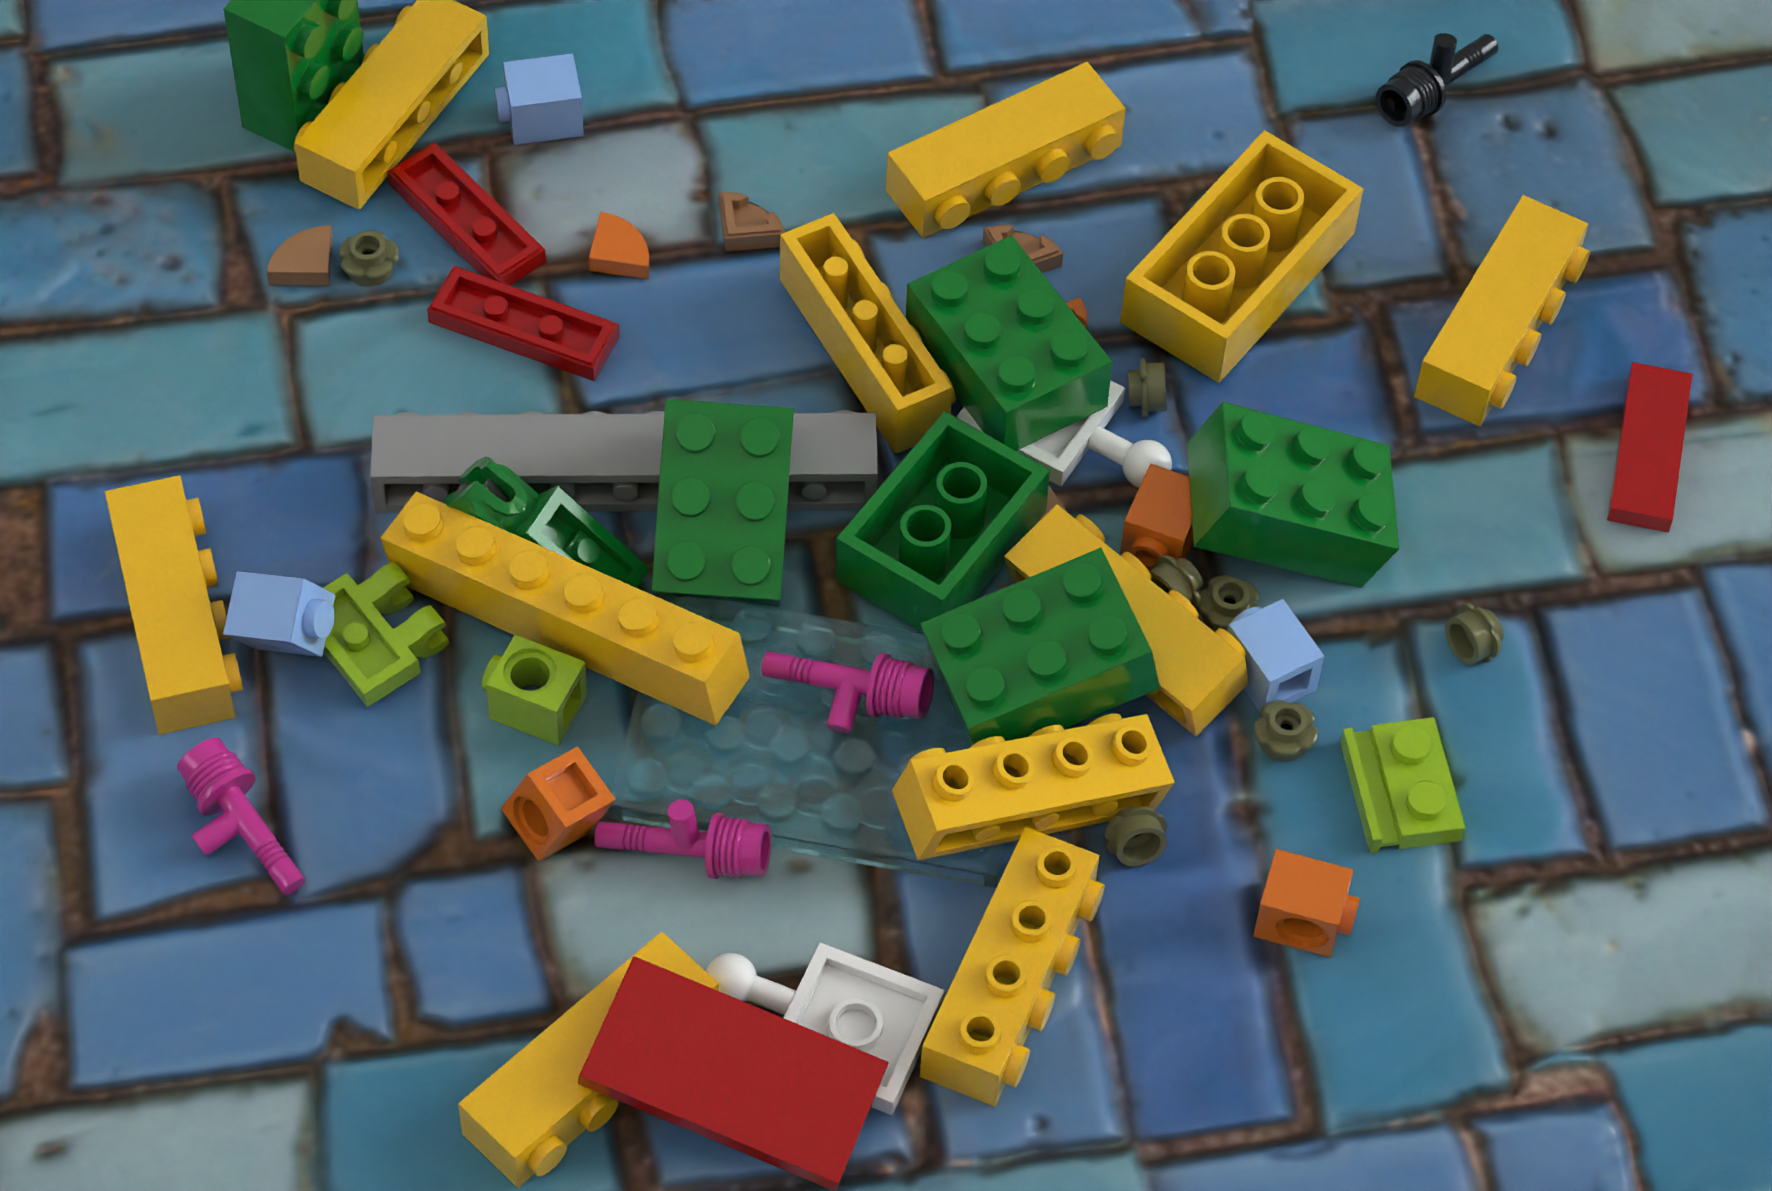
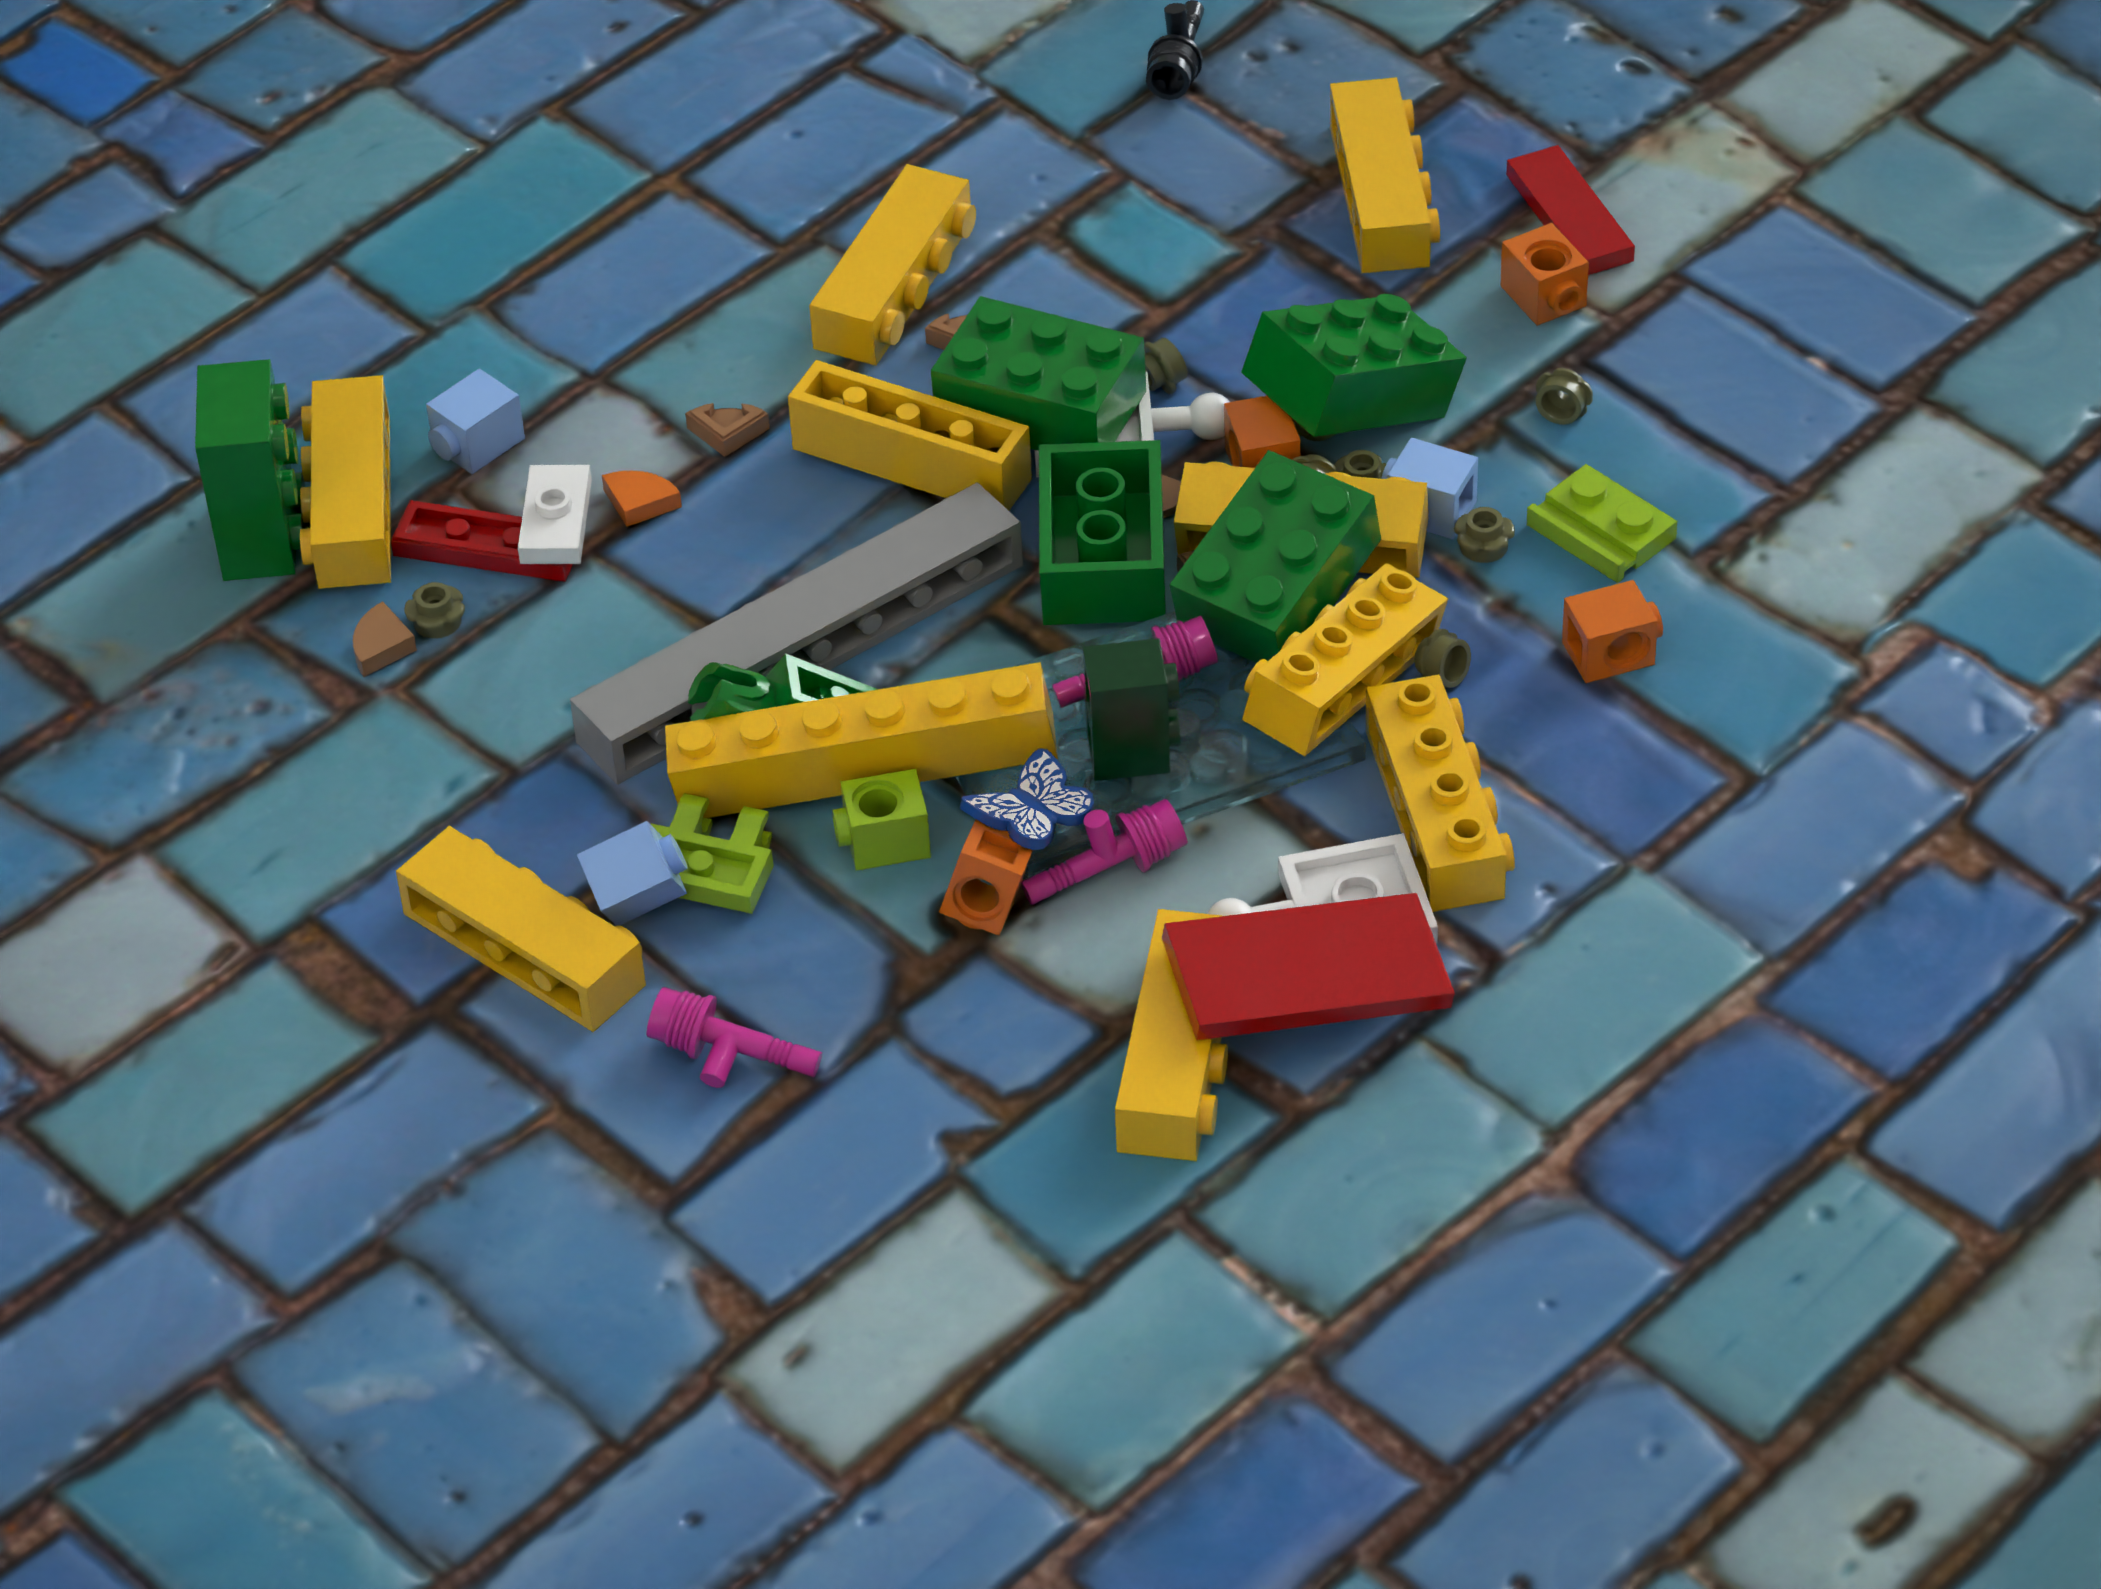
camera: 30 degrees left, 10 degrees down
(523, 323) = (611, 588): red tile -> none
(524, 227) = (554, 514): none -> white plate
(639, 767) = (1035, 805): none -> blue animal
(722, 501) = (922, 592): green brick -> none
(784, 723) = (1129, 709): none -> dark green brick
(1241, 256) = (1153, 234): yellow brick -> none
(1566, 481) = (1544, 274): none -> orange brick

